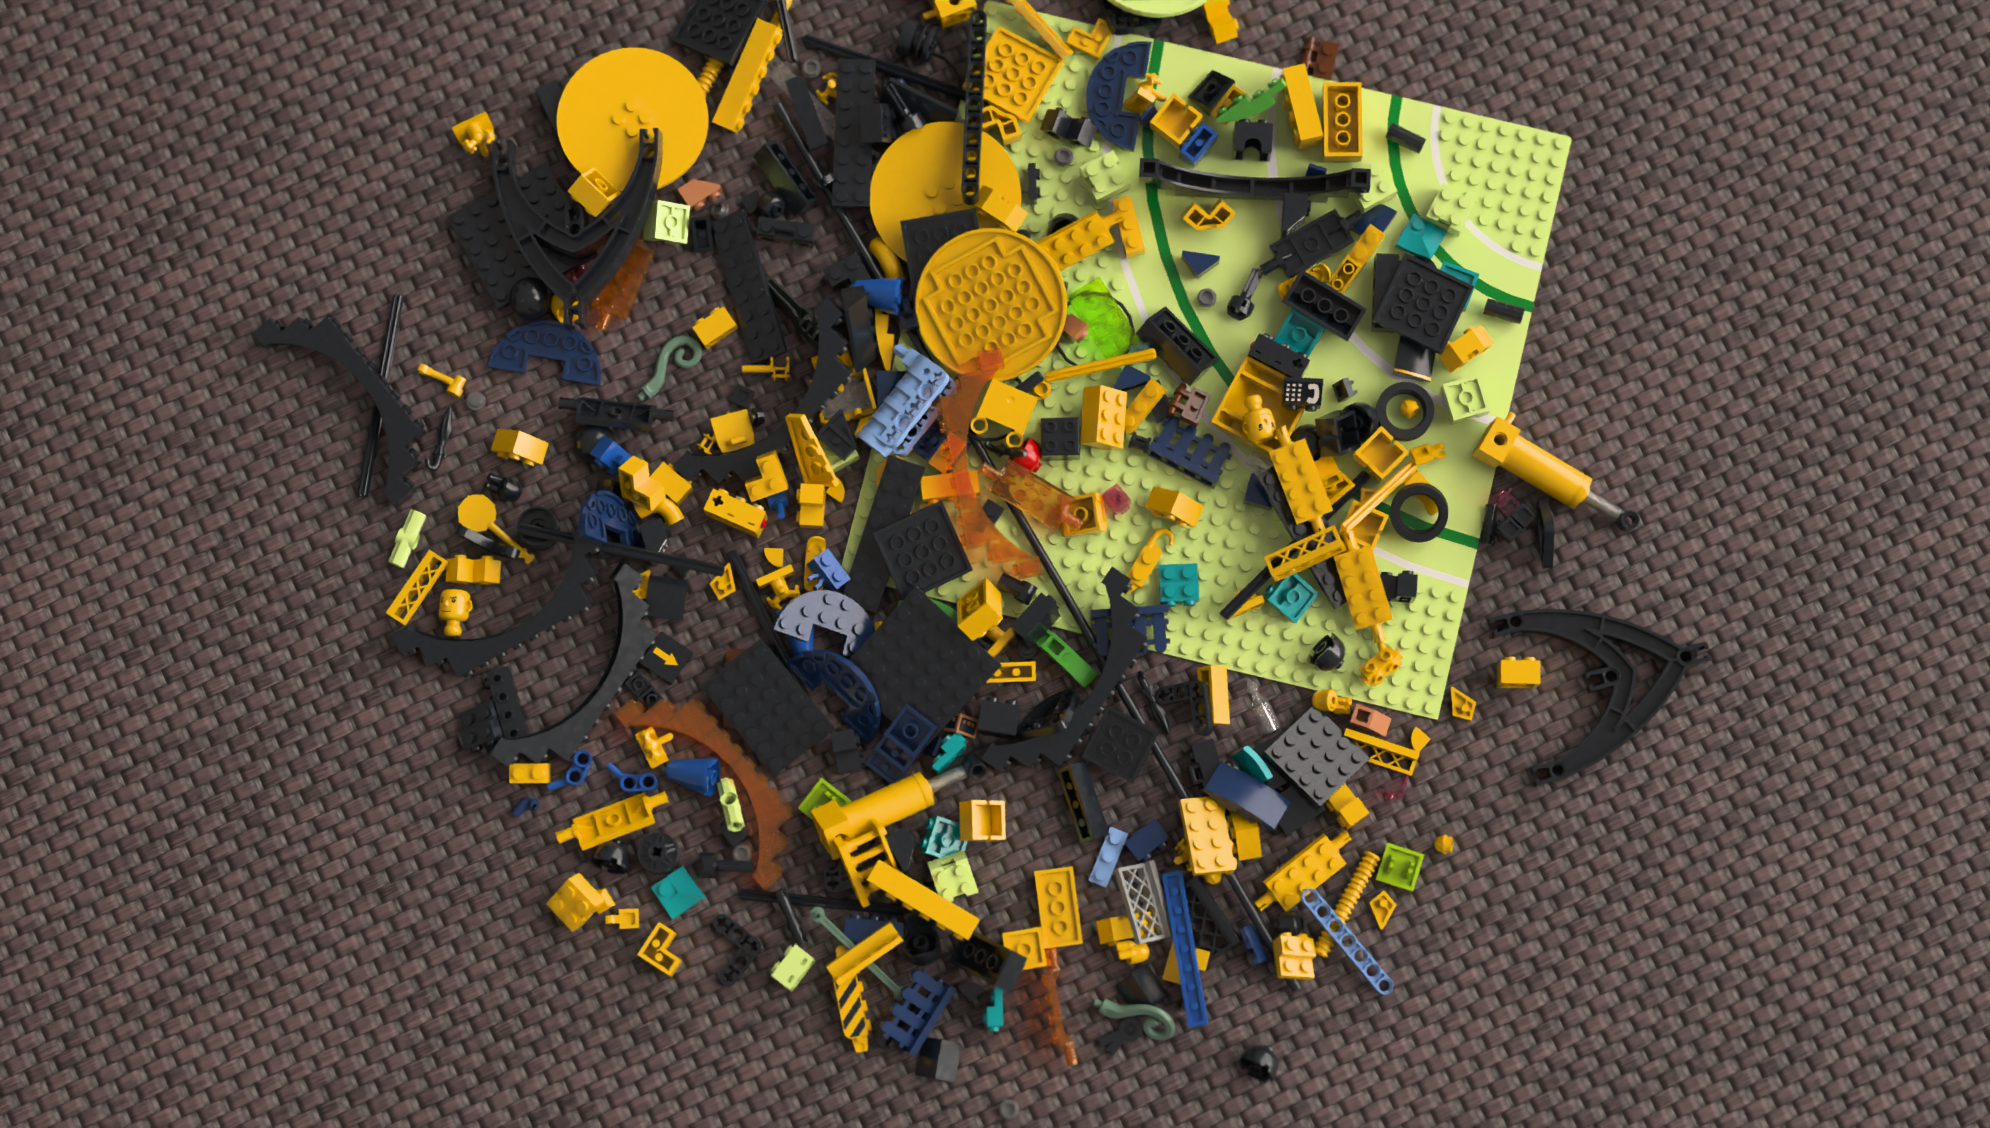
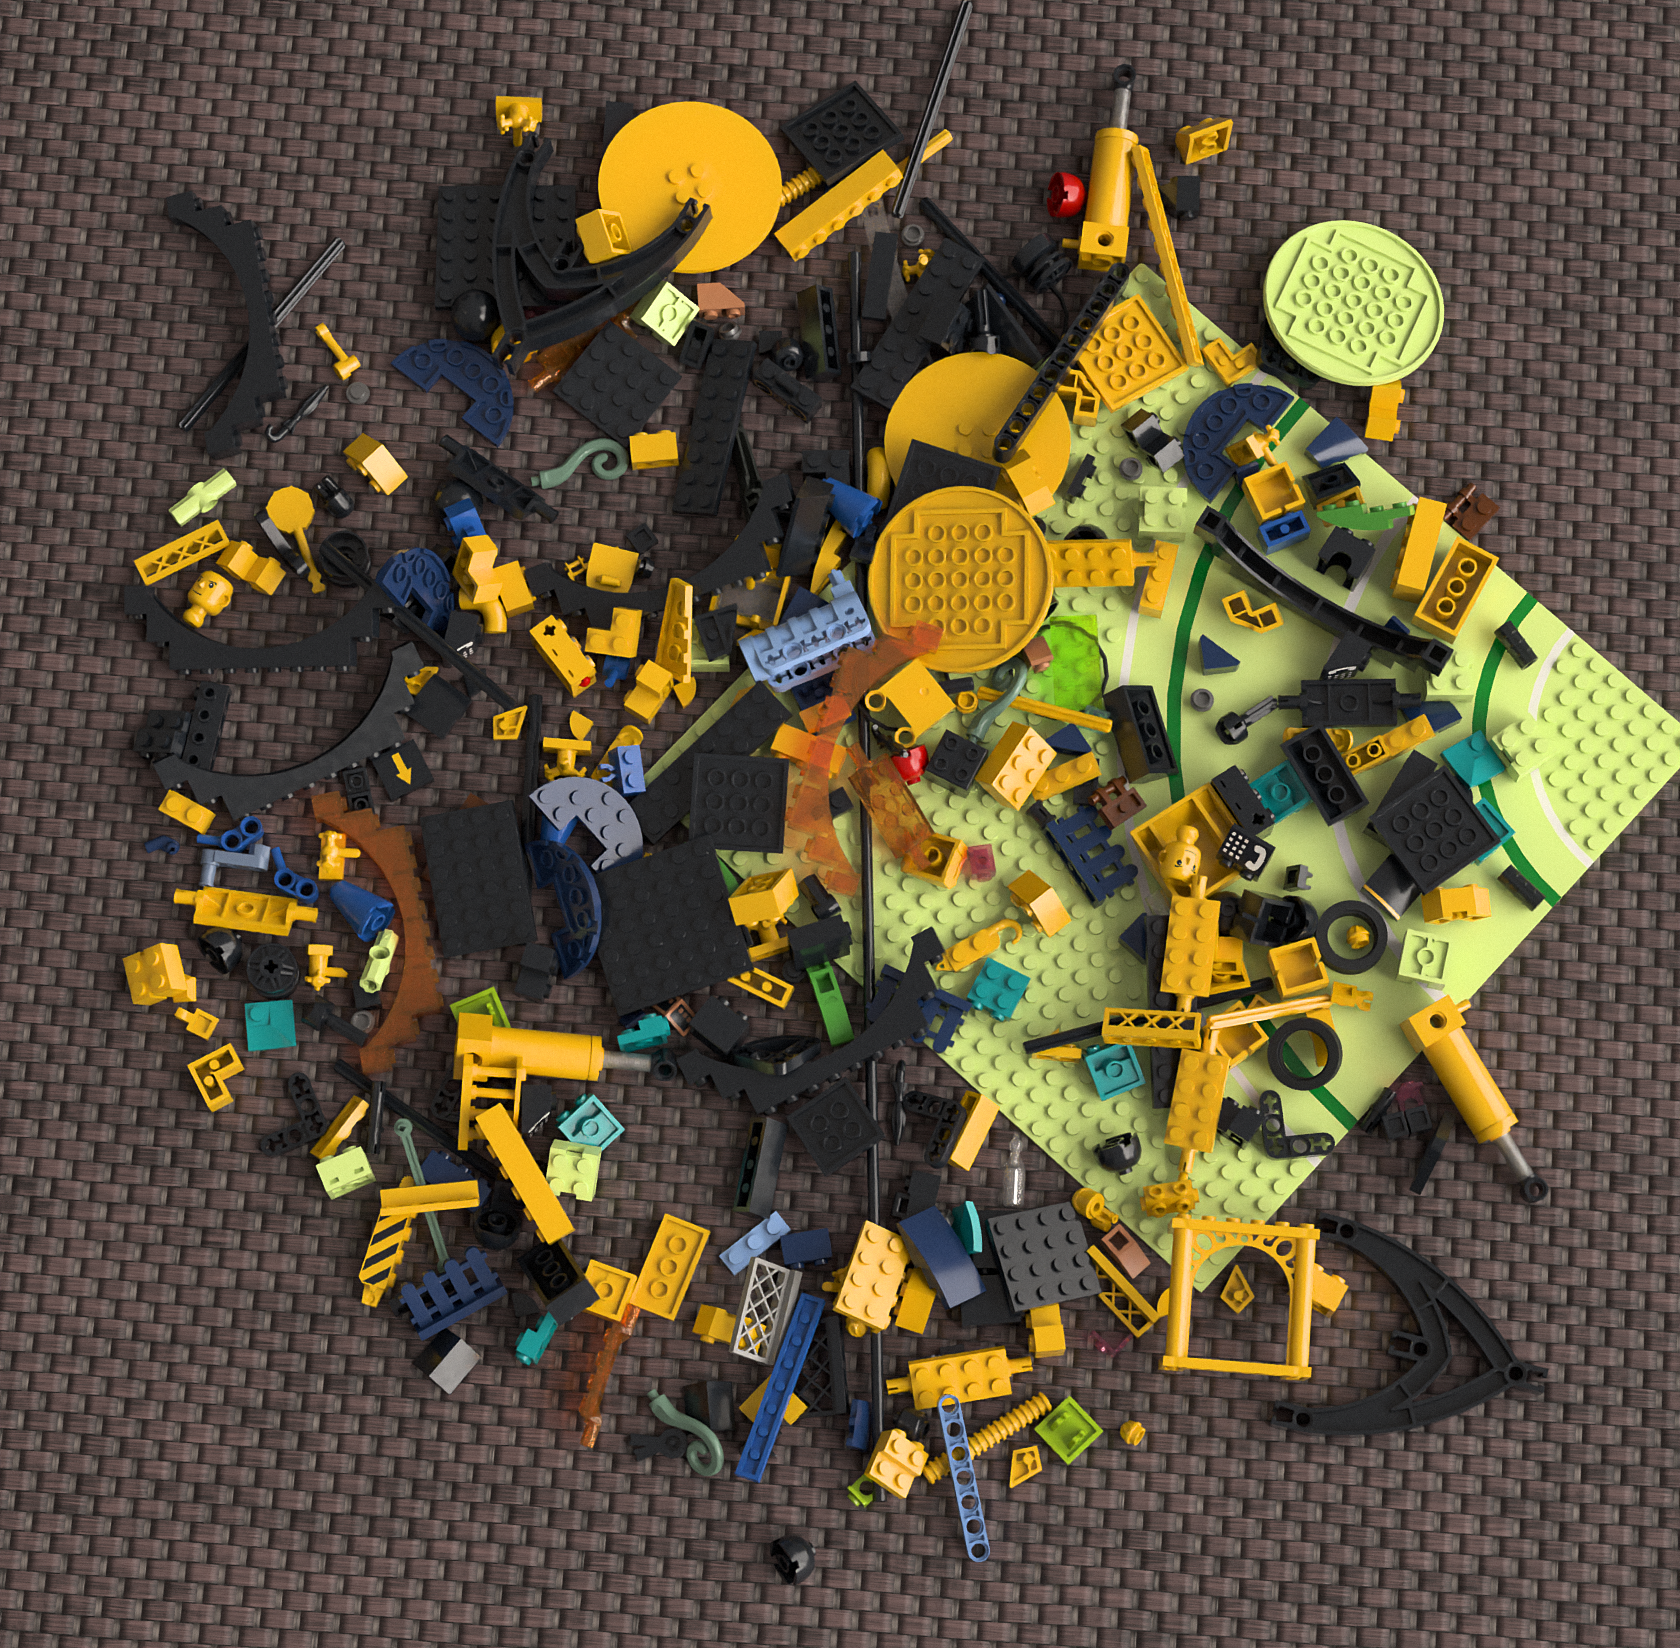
camera: 25 degrees right, 5 degrees down
(599, 780) = (254, 861): none -> sand blue beam
(660, 293) = (617, 384): none -> black plate
(691, 835) = (318, 965): none -> yellow piece
(767, 369) = (681, 521): yellow piece -> none
(770, 938) = (340, 1128): none -> yellow plate
(901, 744) = (598, 996): dark blue slope -> none
(982, 820) = (638, 1128): yellow piece -> none
(1009, 1109) = (491, 1456): flat silver plate -> none
(1060, 398) = (1010, 684): none -> sand green plant
(1132, 952) = (722, 1361): yellow piece -> none
(1198, 61) = (1334, 445): none -> dark blue slope
(1277, 994) = (856, 1496): none -> lime bracket
(1409, 689) = (1181, 1281): none -> yellow arch
(1438, 581) = (1286, 1142): none -> black beam

